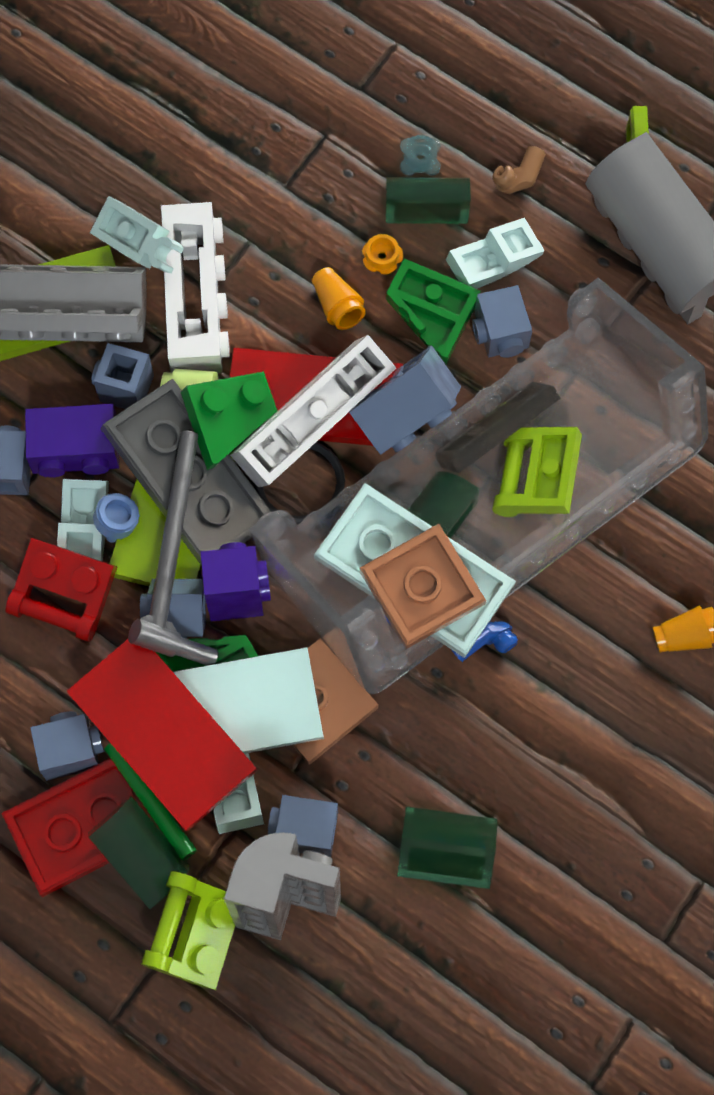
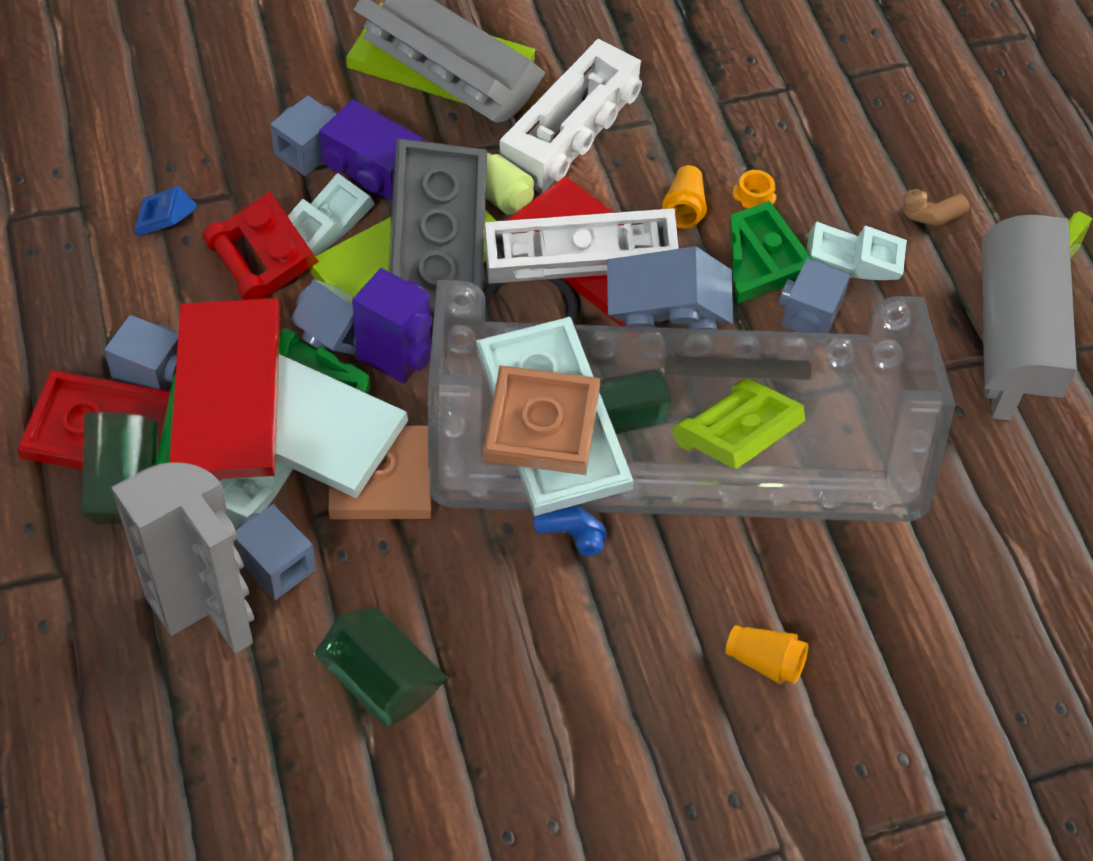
camera: 35 degrees right, 15 degrees down
(116, 516) = (350, 222): medium blue tile -> none
(122, 376) = (453, 124): sand blue brick -> none
(134, 235) = (557, 47): light aqua plate -> none
(153, 629) = (290, 303): flat silver bar -> none
(202, 937) = (96, 581): lime plate -> none
(227, 413) = (507, 195): green wing -> none
(420, 146) = (855, 144): clear light blue plate -> none
(428, 200) = (830, 176): clear green brick -> none

